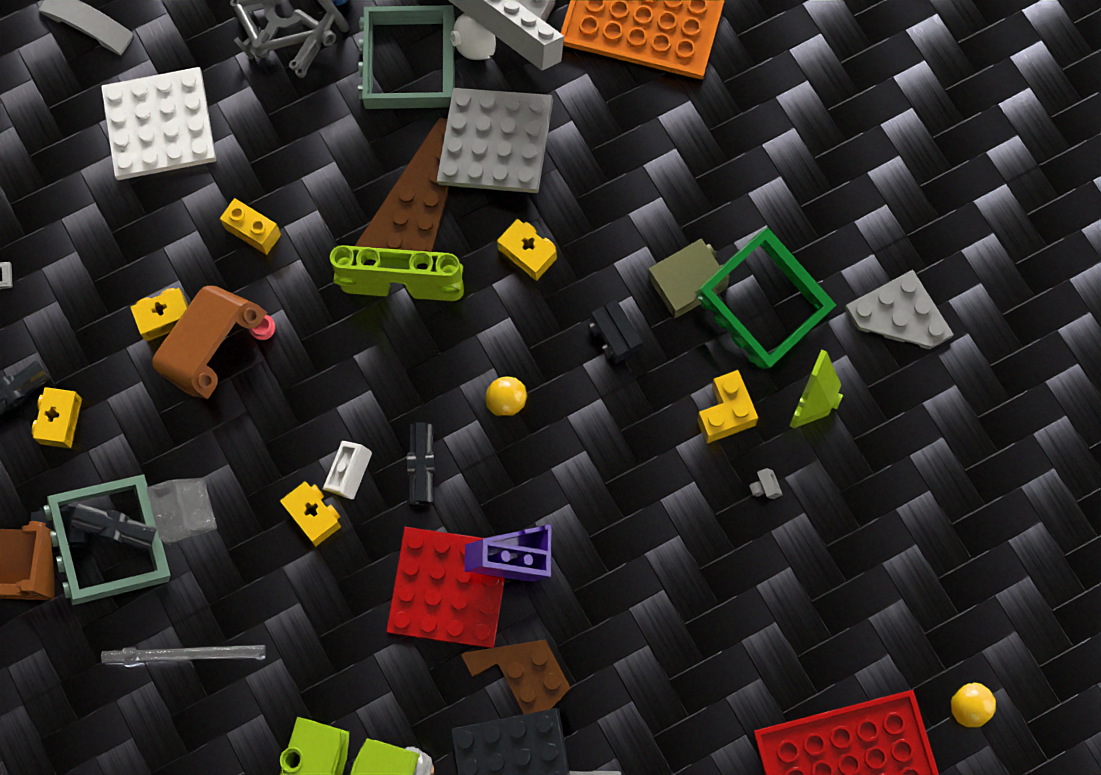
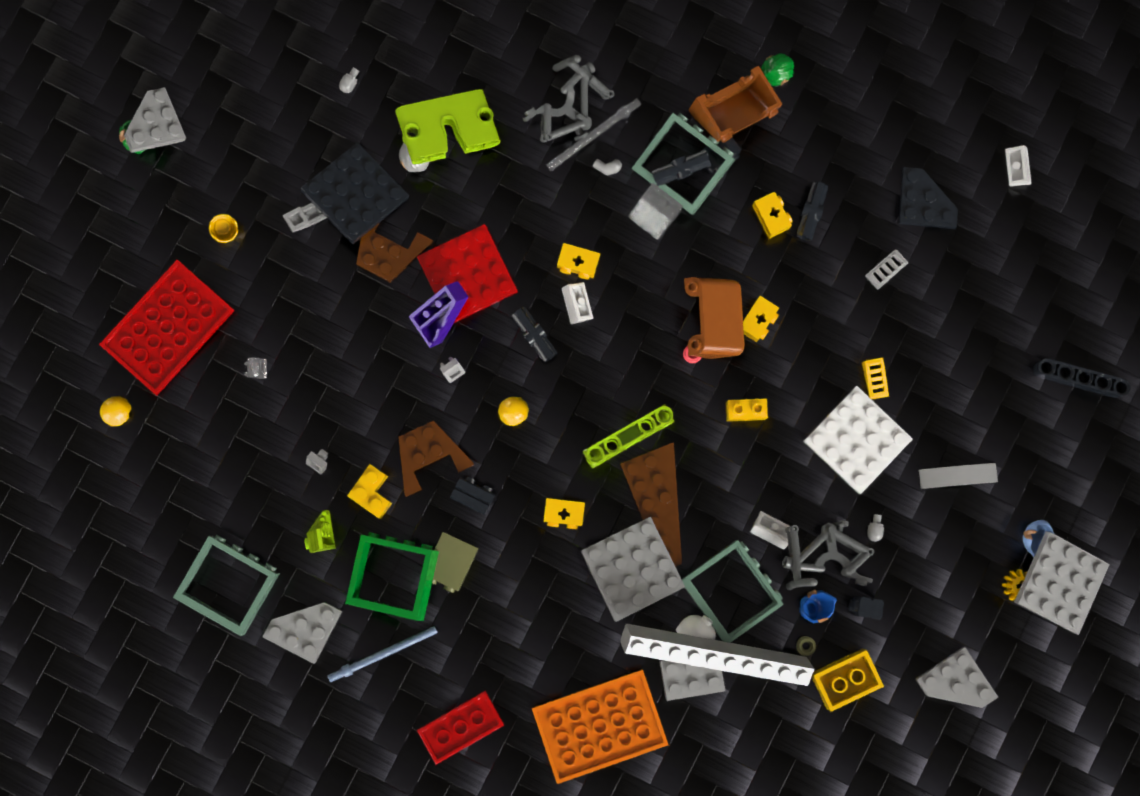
camera: 140 degrees right, 10 degrees up
(87, 190) = (867, 373): none -> yellow slope
(184, 675) = (581, 119): none -> dark grey piece
(198, 600) = (608, 168): none -> light grey arm
(211, 24) = (875, 529): none -> light grey cylinder
(319, 92) = (770, 530): none -> white slope
(542, 485) = (452, 369): none -> light grey tile
(634, 422) = (424, 447): none -> reddish brown wing
(771, 640) = (256, 368): none -> clear tile
(792, 108) = (460, 727): none -> red tile
(879, 240) = (348, 670): none -> sand blue bar
(994, 392) = (208, 611): none -> sand green window

